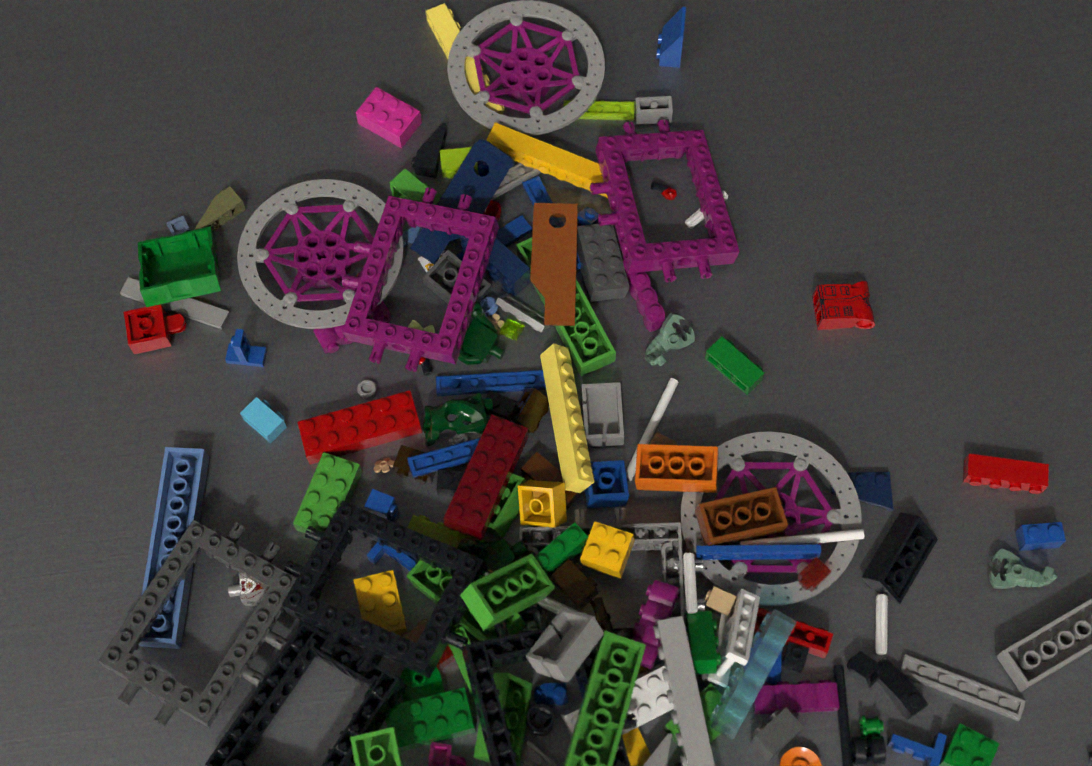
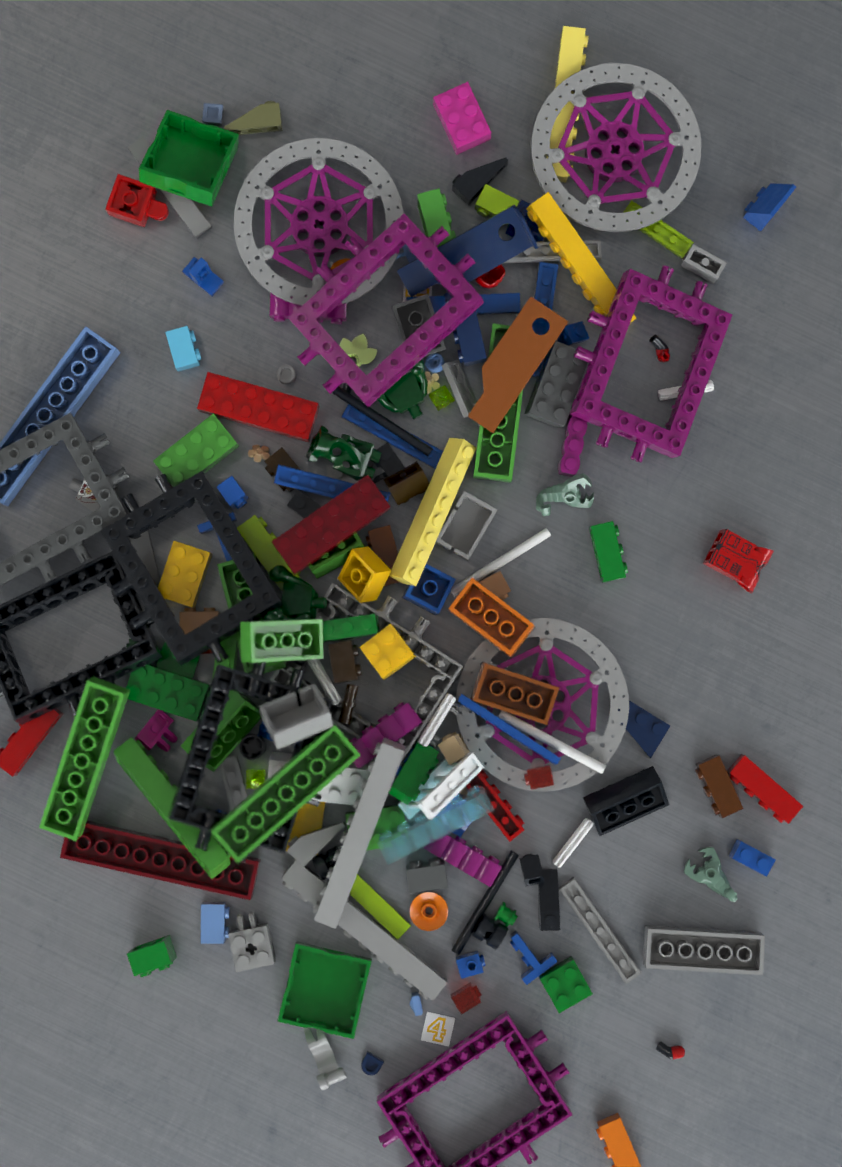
camera: 25 degrees right, 20 degrees up
(474, 375) = (383, 421): none -> black piece
(559, 750) = (255, 778): none -> clear neon green tile
(795, 657) = (484, 826): black brick -> none
(967, 495) = (718, 786): none -> reddish brown brick

